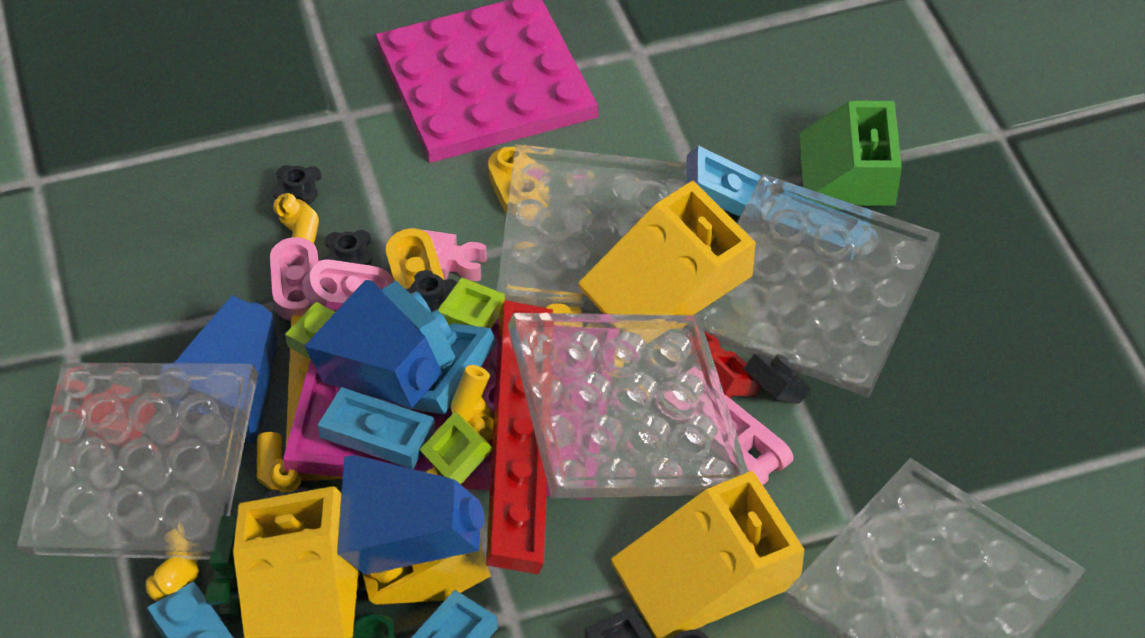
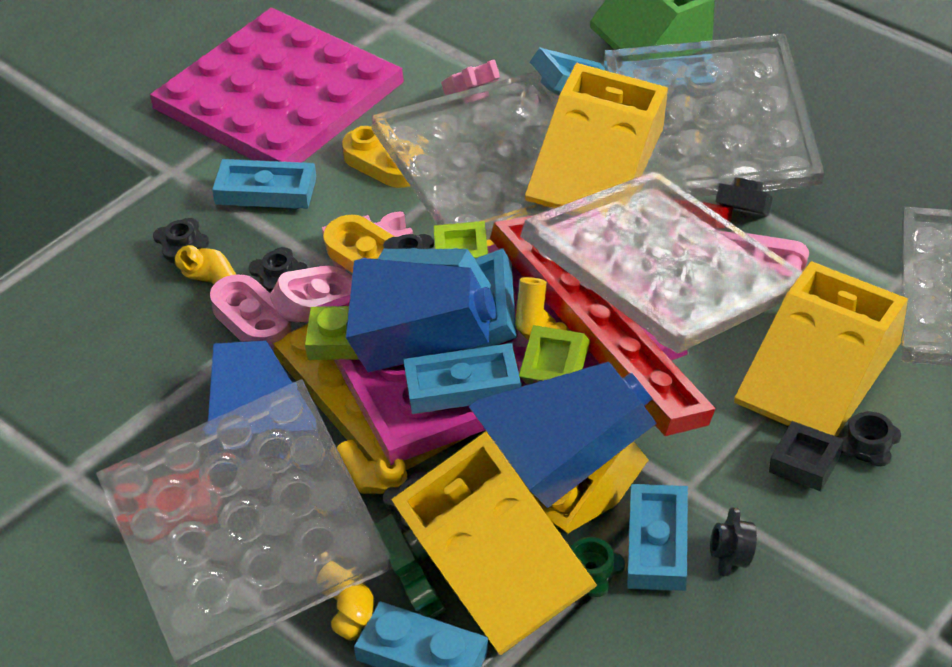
camera: 30 degrees left, 5 degrees down
(399, 164) = (264, 183): none -> dark azure plate
(641, 146) = (471, 78): none -> bright pink plate

